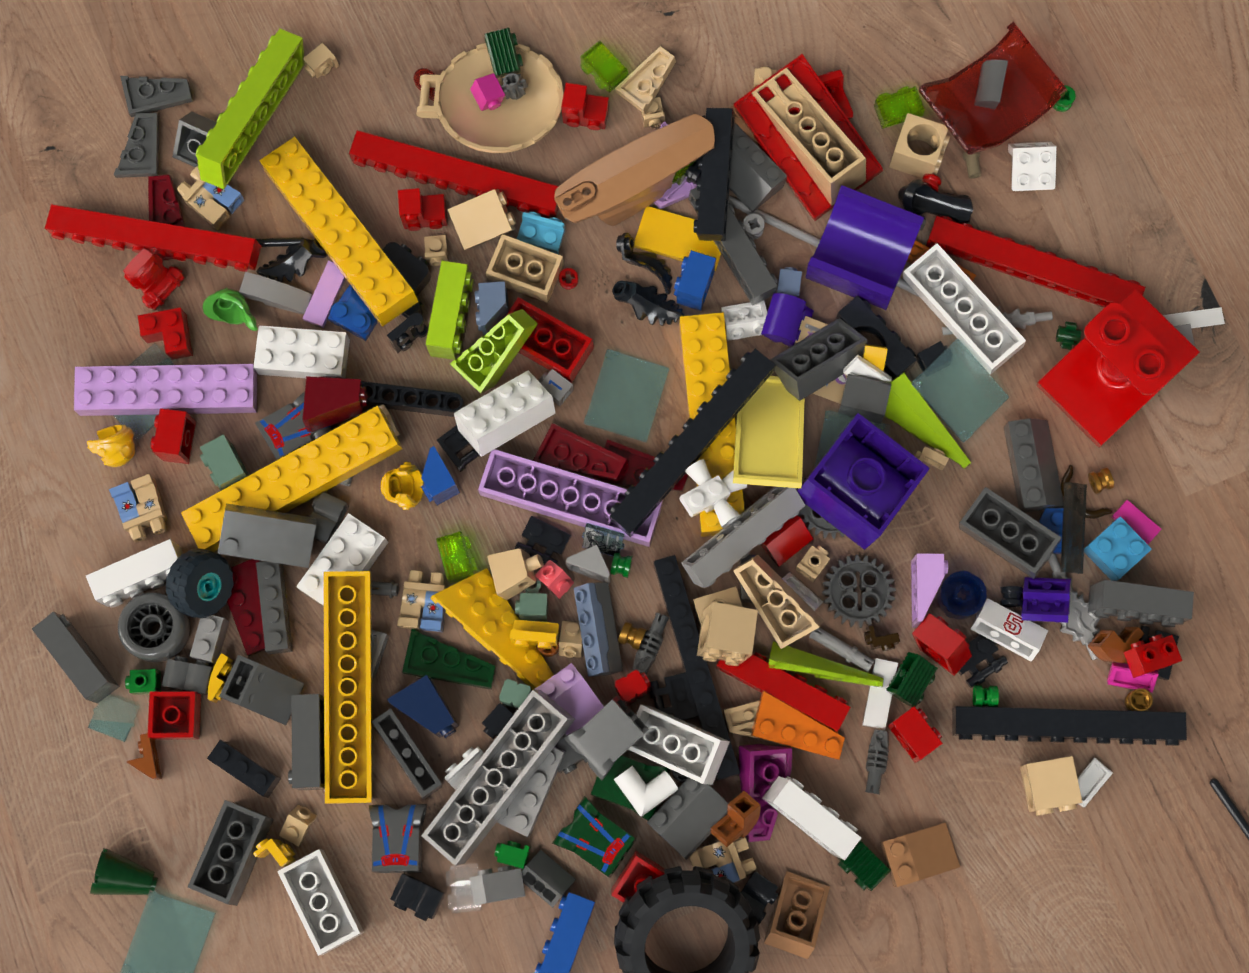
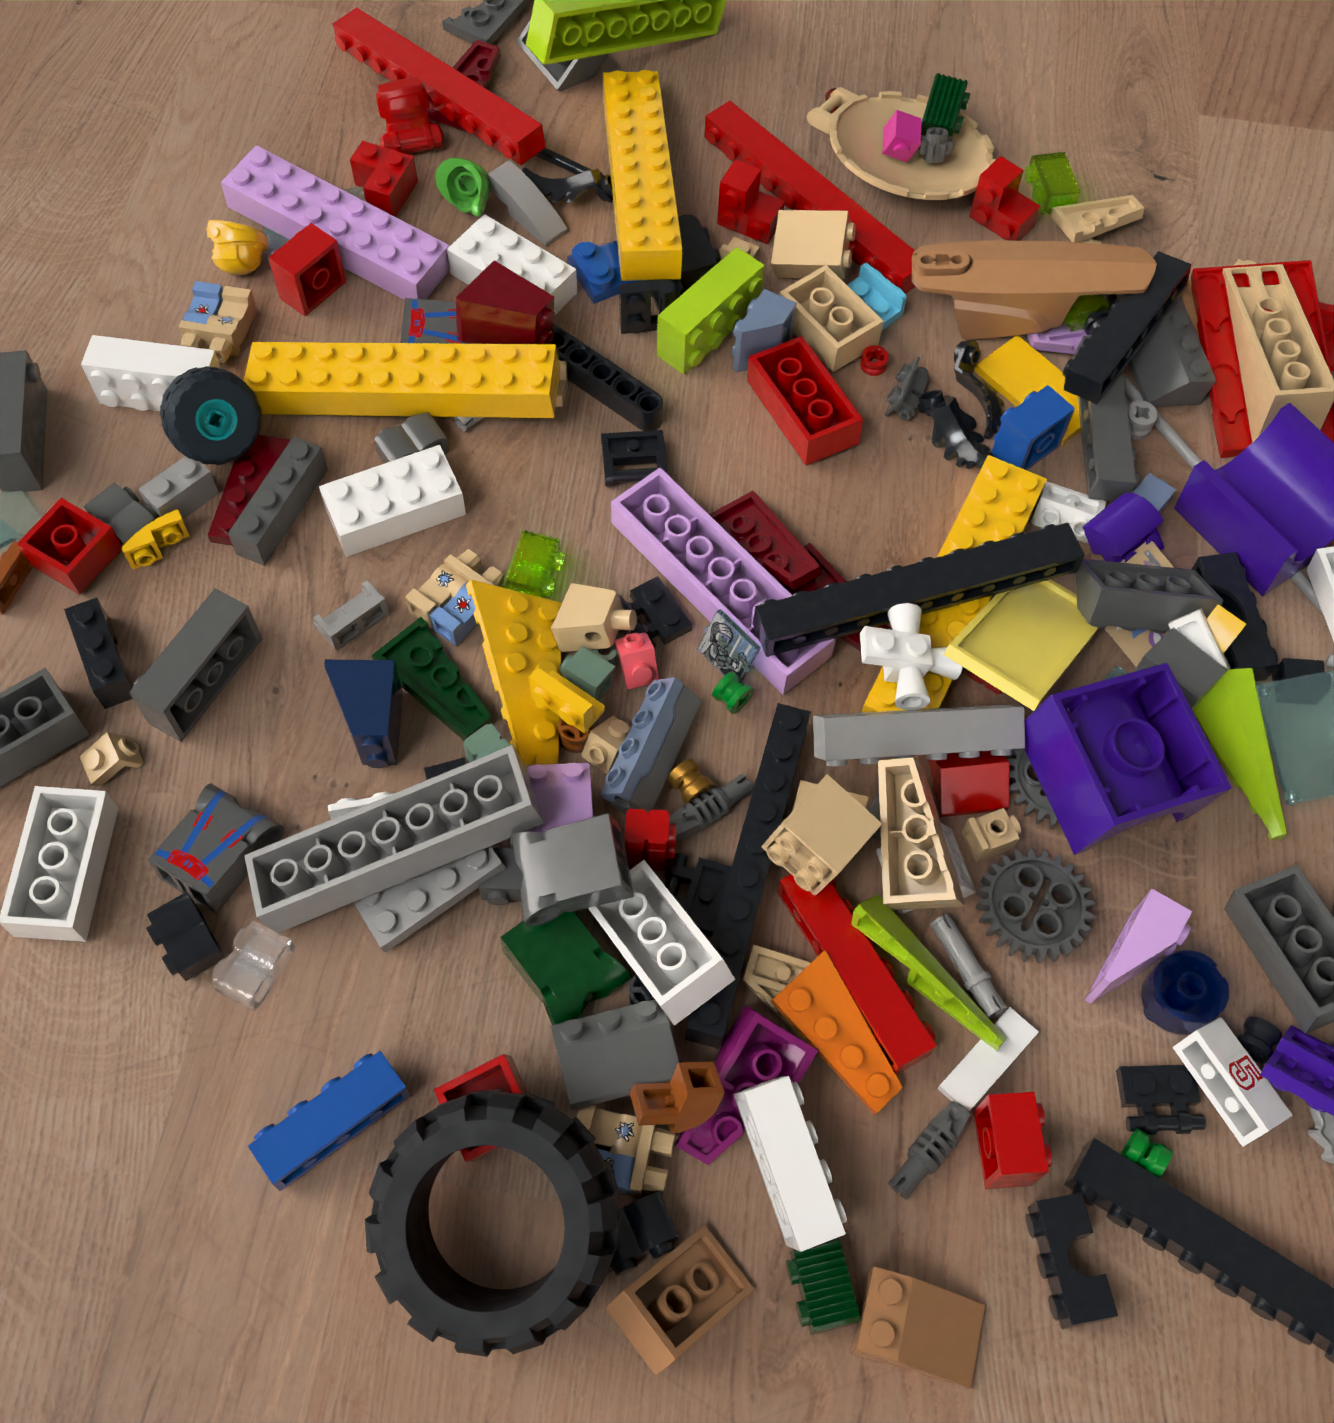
camera: 25 degrees right, 15 degrees down
(136, 628) = (123, 440): dark grey wheel -> none
(151, 683) = (68, 488): green brick -> none
(202, 196) = (528, 85): tan hips -> none
(223, 462) = (340, 313): sand green brick -> none
(261, 689) = (186, 568): dark grey slope -> none
(267, 535) = (325, 408): dark grey brick -> none
(282, 853) = (53, 761): yellow bracket -> none
(320, 61) = (735, 32): tan brick -> none
(324, 295) = (592, 229): lavender tile -> none
(347, 687) = (288, 626): yellow brick -> none
(385, 588) = (424, 557): dark grey pin -> none
(403, 486) = (527, 456): yellow helmet -> none
(407, 754) = (304, 752): dark grey brick -> none
(437, 479) = (570, 469): blue slope -> none
(493, 353) = (738, 367): lime wedge -> none
(497, 886) = (293, 983): light grey brick -> none
(504, 413) = (702, 440): white brick -> none
(512, 854) = (346, 960): green brick -> none
(546, 878) = (367, 1018): dark grey brick -> none
(556, 386) = (783, 457): light grey brick -> none
(590, 564) = (690, 659): light grey slope -> none
(595, 838) = (468, 1009): dark green piece -> none
(599, 281) = (901, 398): none -> dark grey hinge
(626, 395) = (864, 515): clear light blue piece -> none
(642, 795) = (571, 985): white brick -> none
(885, 642) = (1036, 992): dark brown bracket -> none
(912, 679) = (1049, 1063): dark green brick -> none
(933, 457) = (1239, 800): tan bracket -> none
(942, 643) = (1122, 1037): red brick -> none
(960, 761) = (1074, 1297): none -> black arch
(1051, 785) = (1186, 1347): tan brick -> none
(1092, 780) = (1244, 1386): white tile -> none

